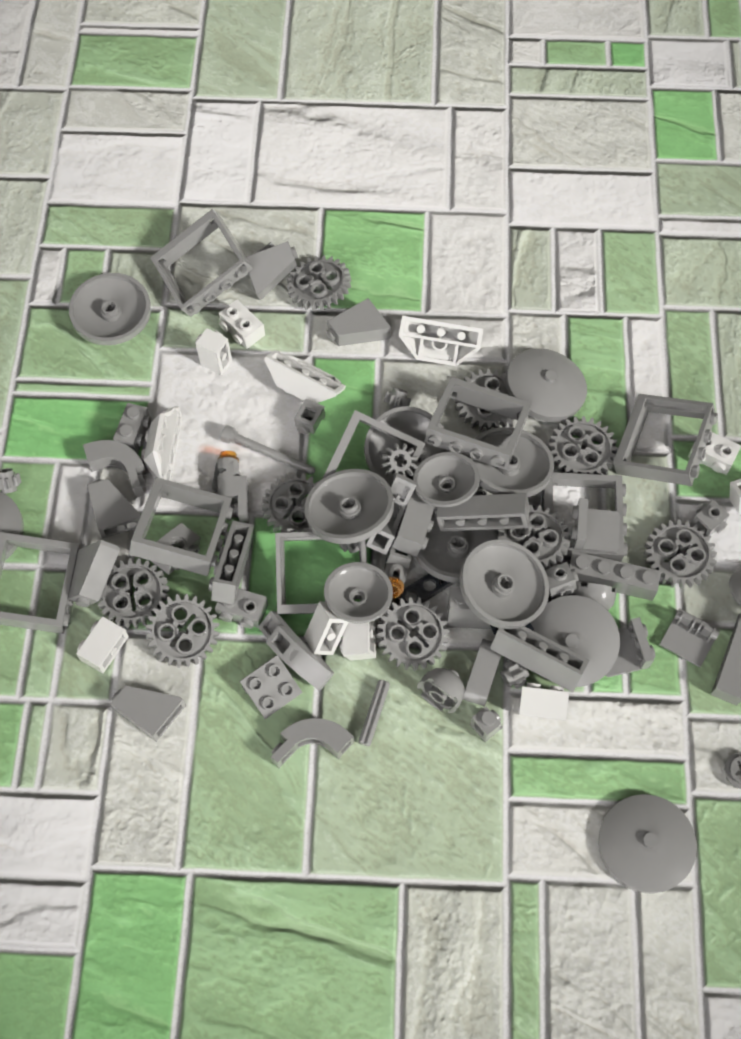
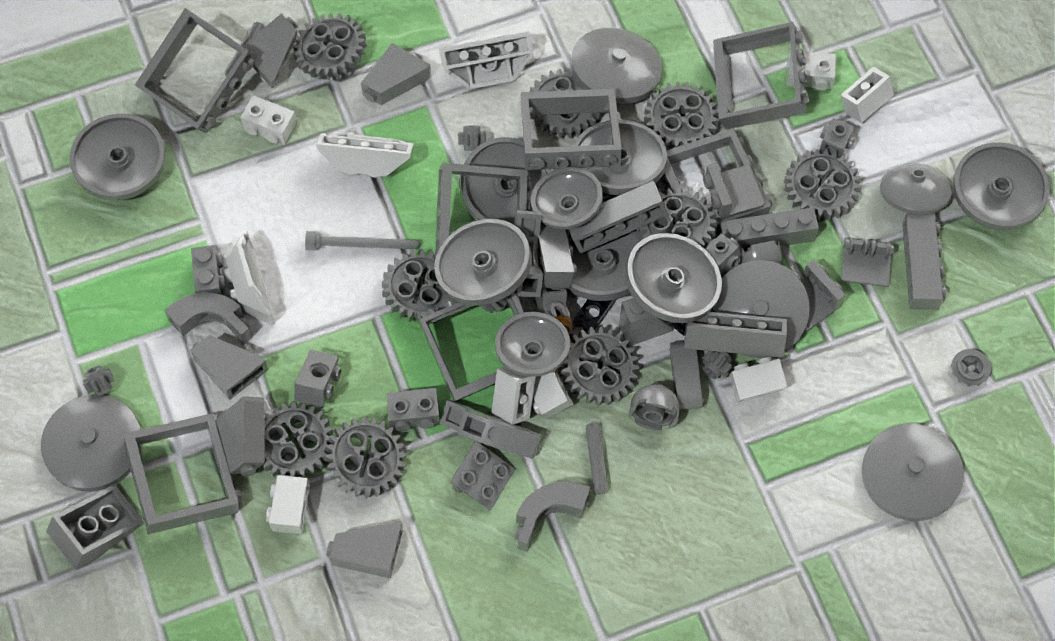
camera: 25 degrees left, 0 degrees up
(172, 555) = (323, 383): light grey window -> none
(213, 351) = (255, 159): white brick -> none
(231, 484) = (342, 292): light grey plate -> none
(232, 563) = (386, 367): light grey brick -> none
(309, 411) = (389, 190): light grey brick -> none
(406, 458) = (516, 192): light grey gear -> none
(486, 723) = (713, 419): light grey brick -> none

